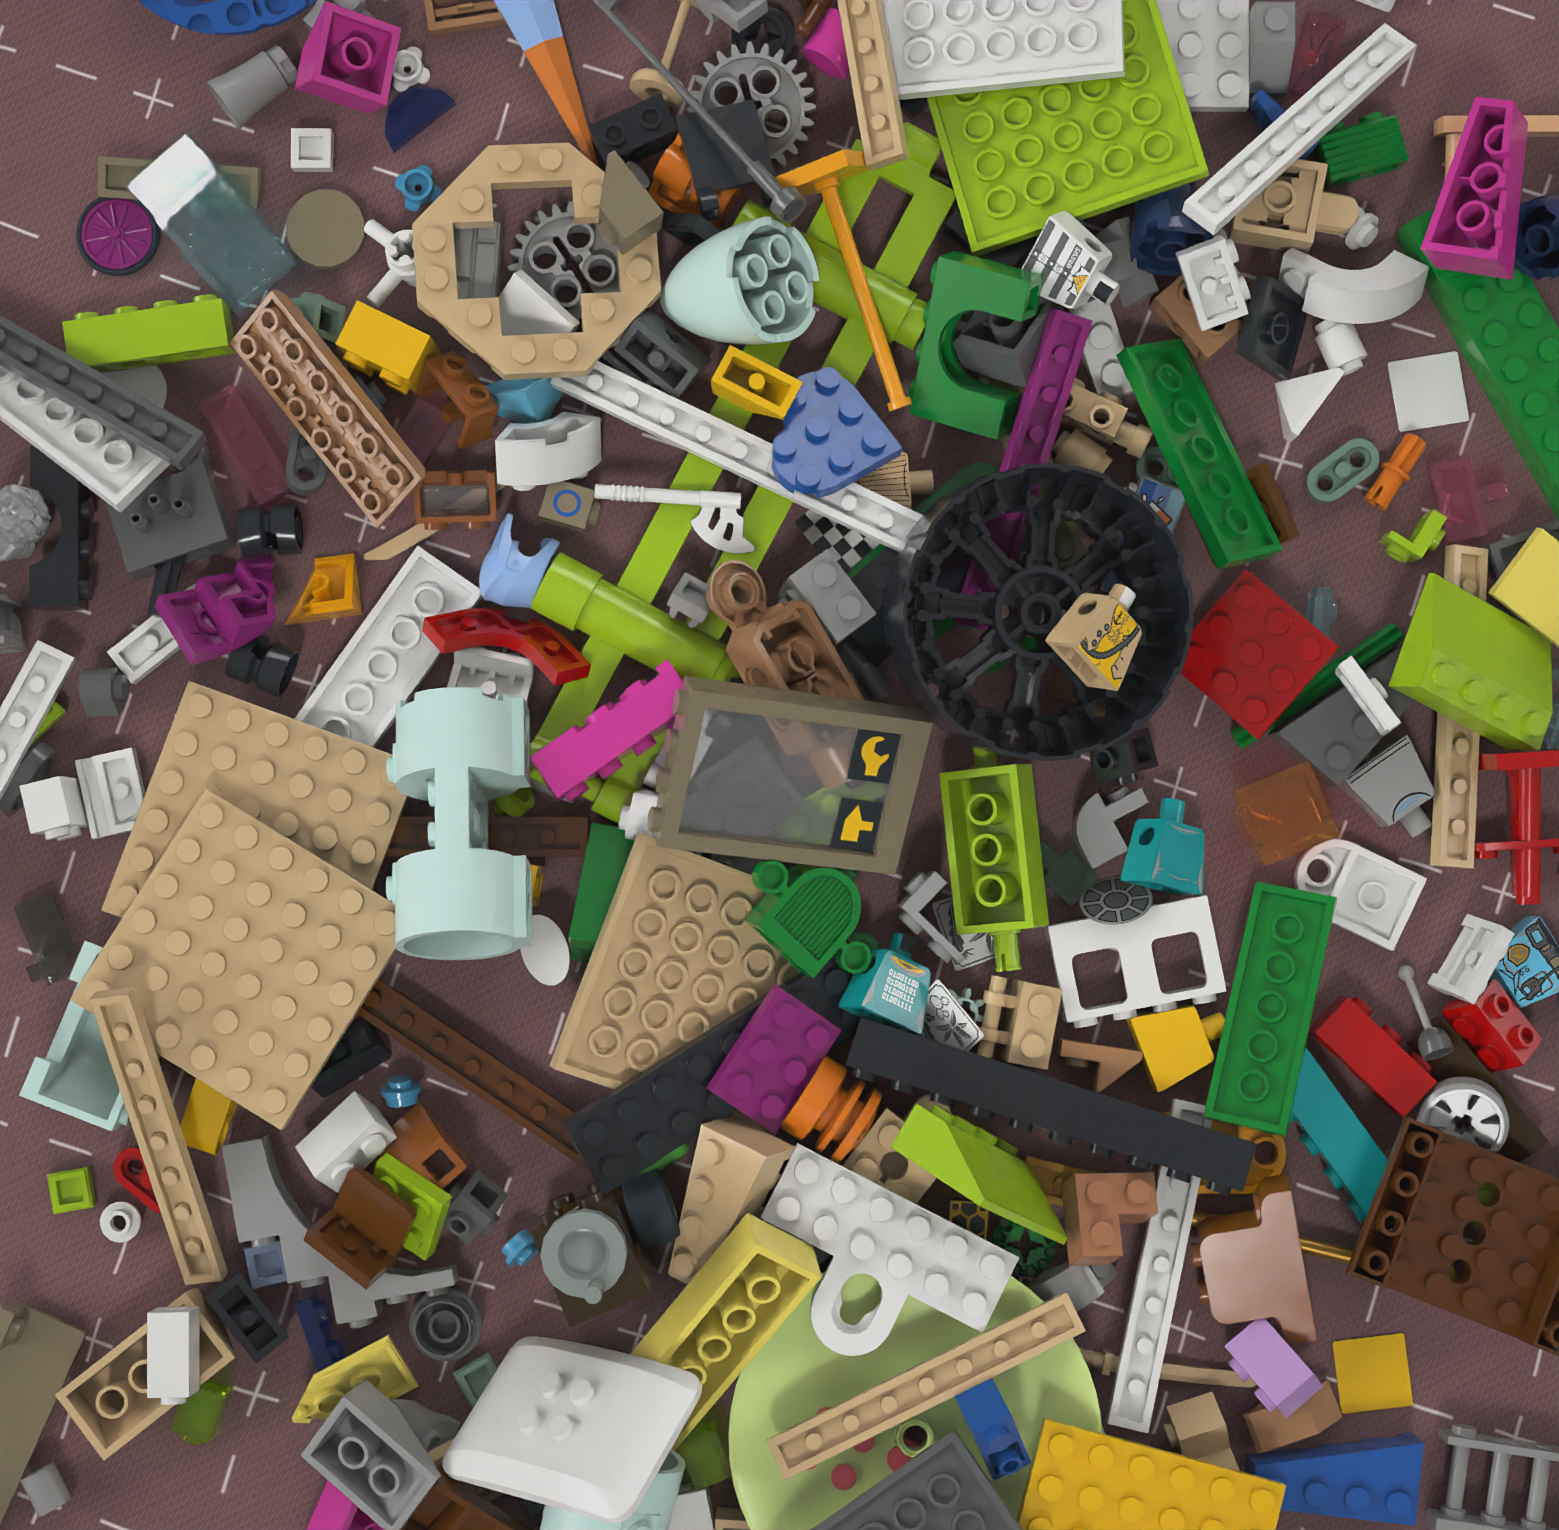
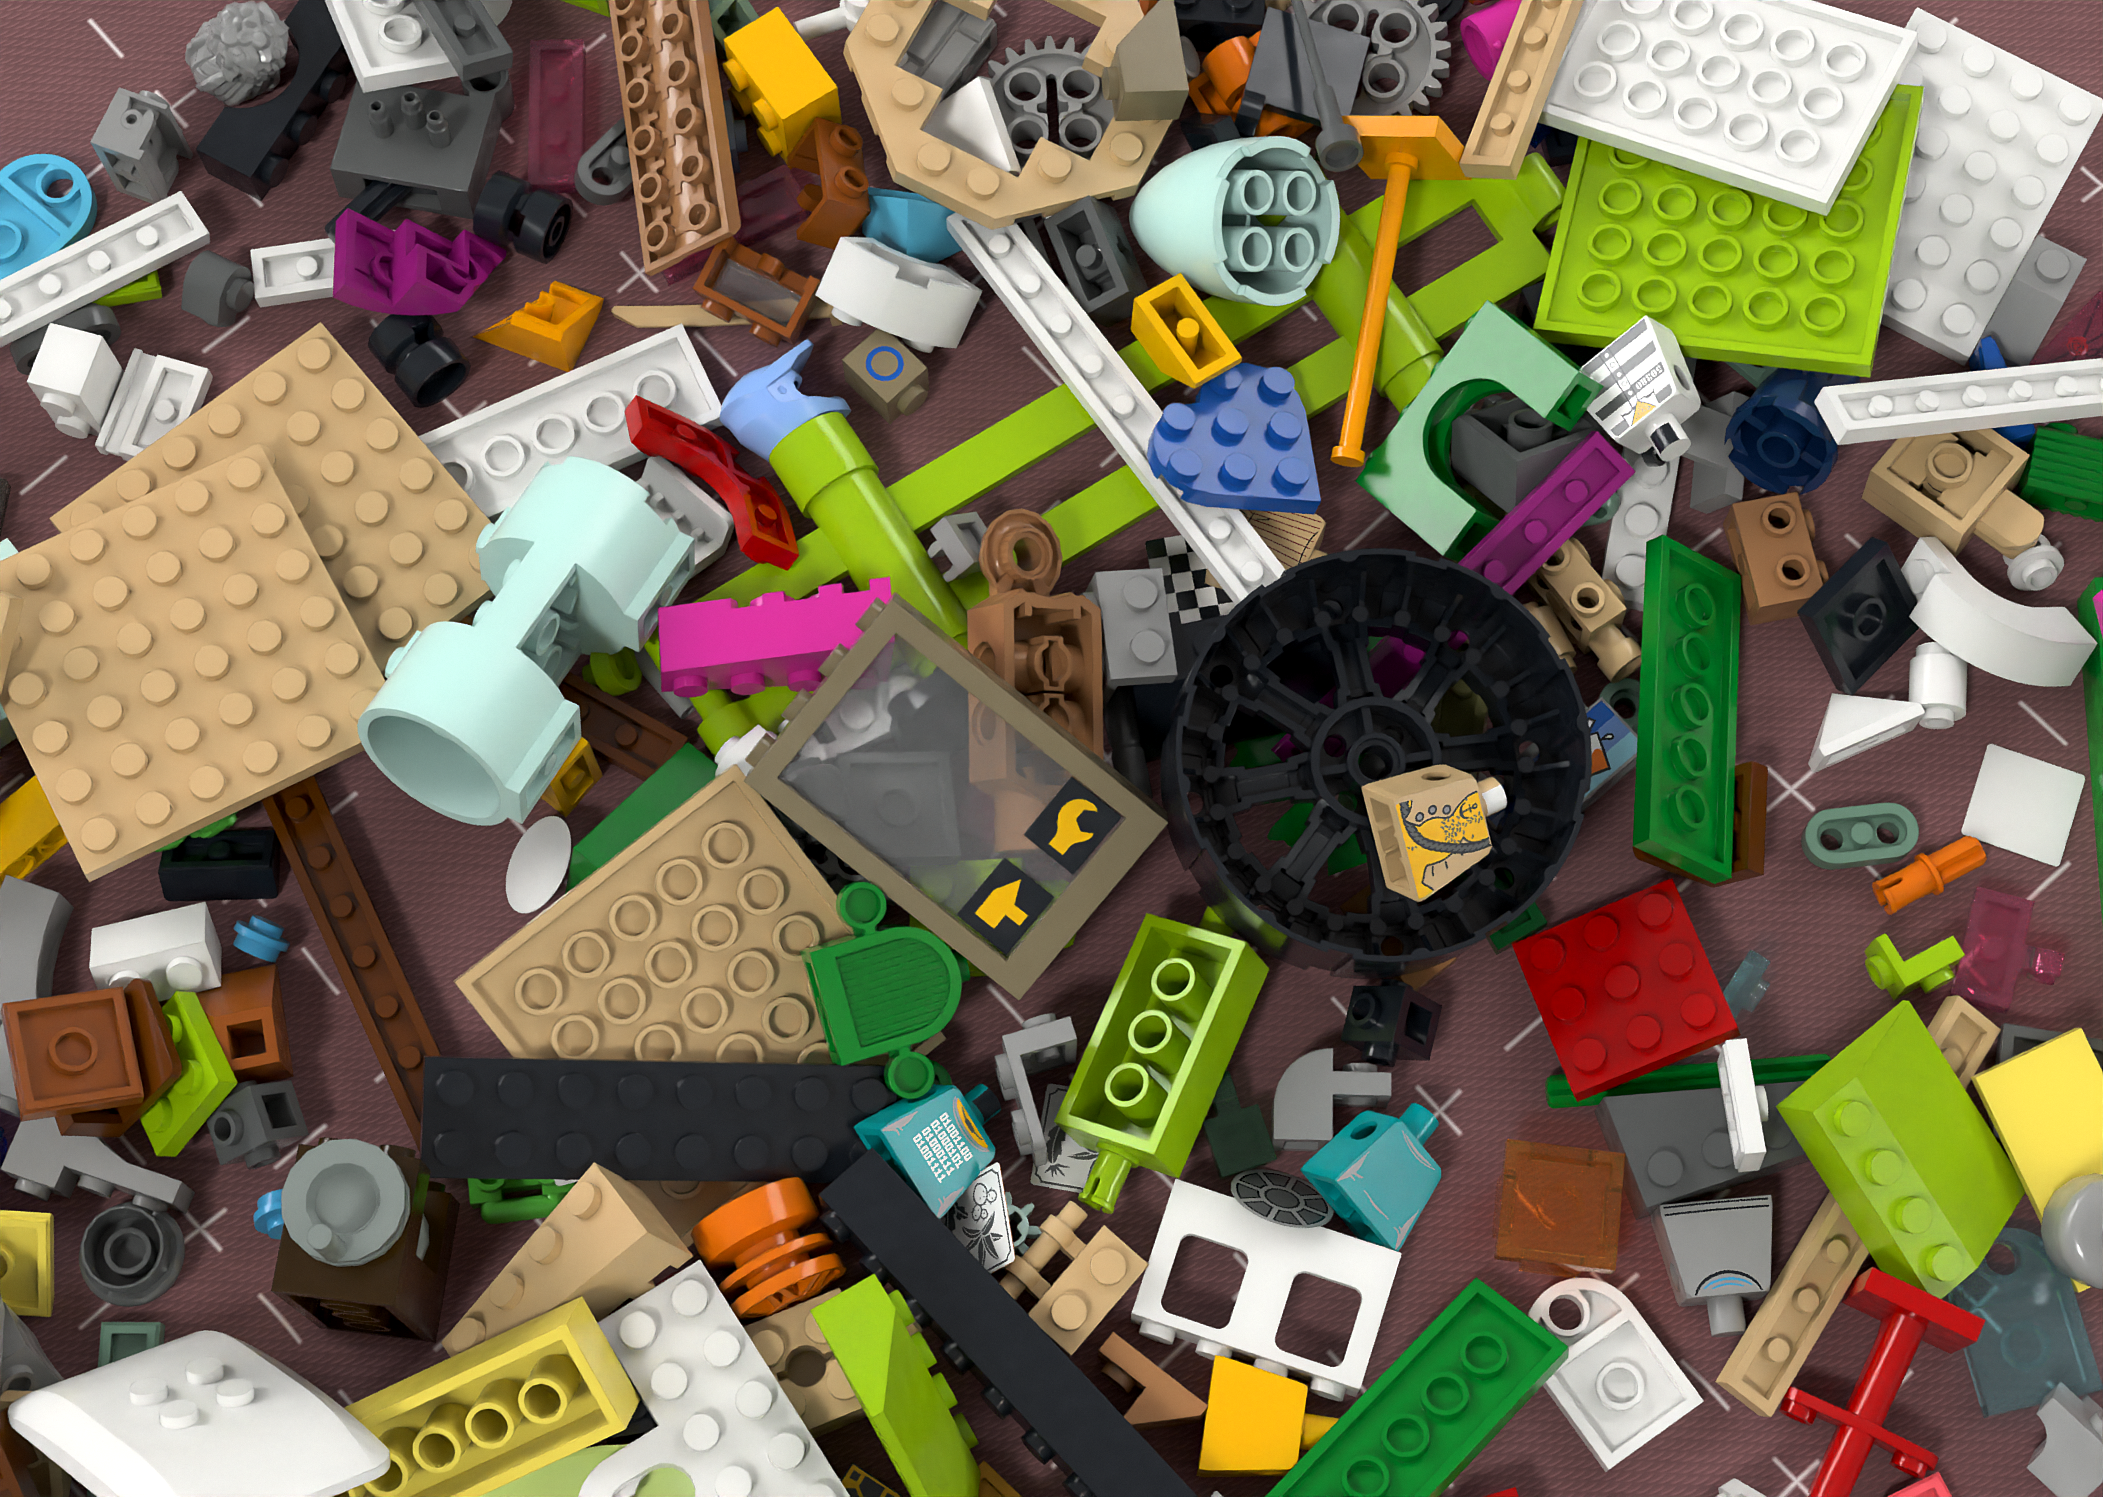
camera: 30 degrees right, 15 degrees down
(342, 1239) = (72, 1053): none -> dark orange plate
(651, 1209) = (470, 1248): black wheel -> none
(708, 500) = (1052, 446): white piece -> none
(773, 1058) = (733, 1138): magenta plate -> none
(1213, 281) = (1810, 510): white bracket -> none

